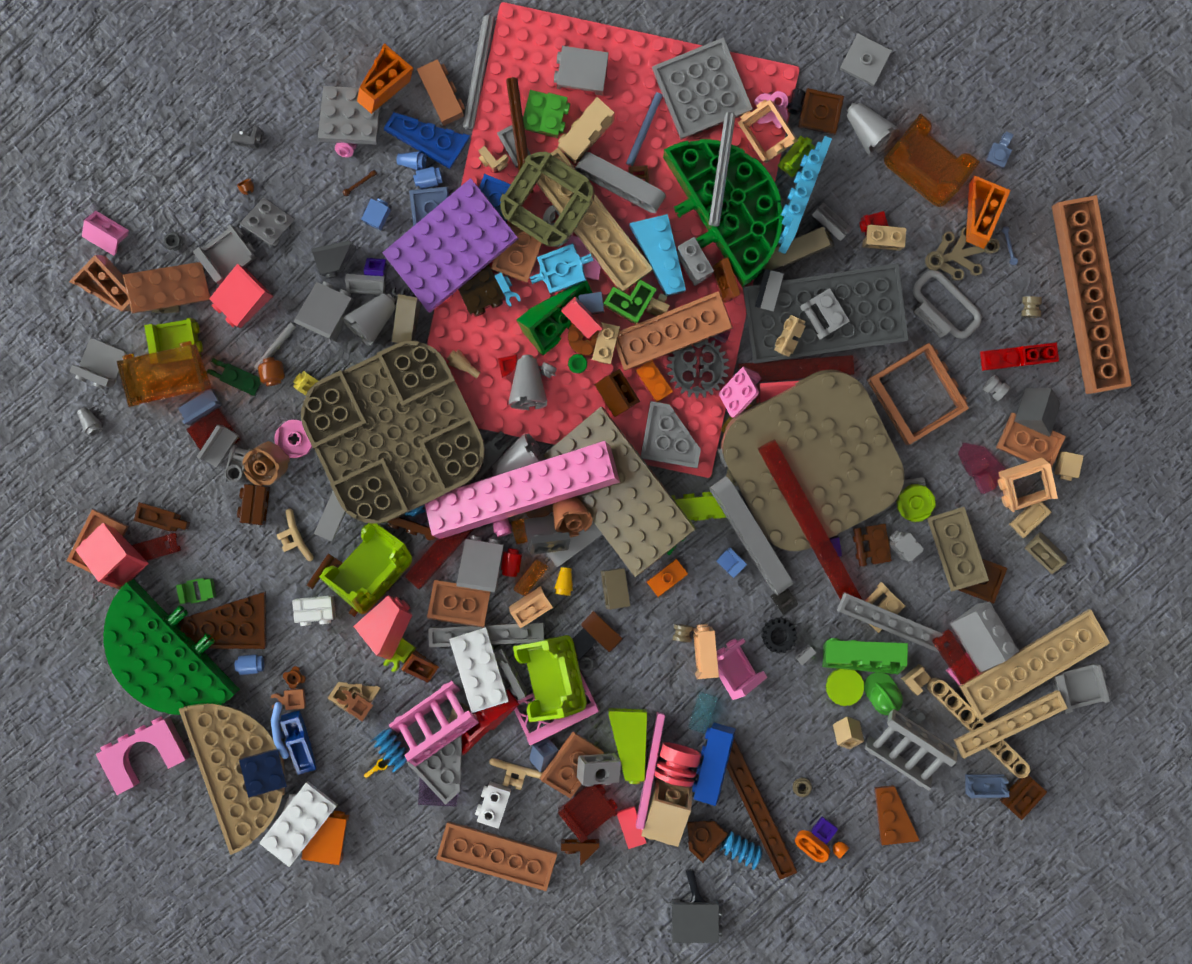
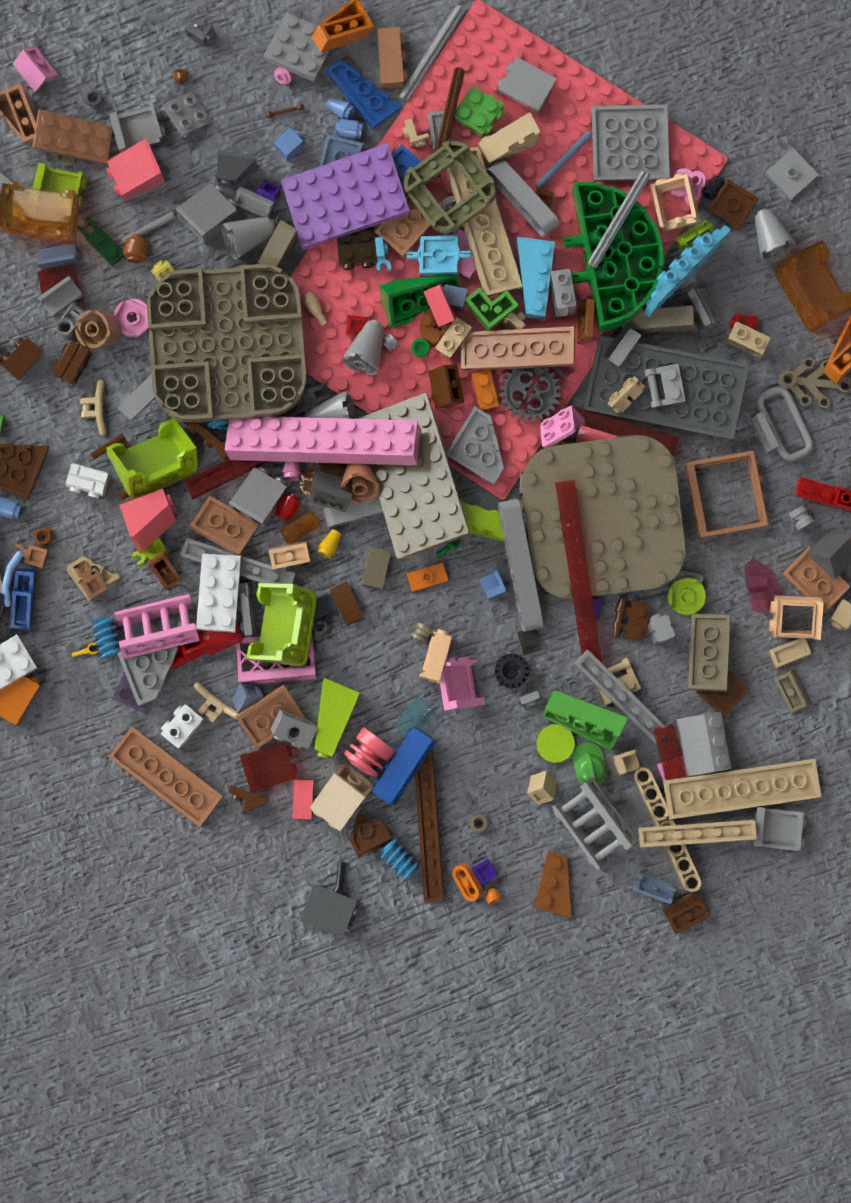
camera: 20 degrees right, 5 degrees down
(205, 518) = (22, 357): none -> reddish brown brick
(650, 770) = (341, 749): bright pink tile -> none

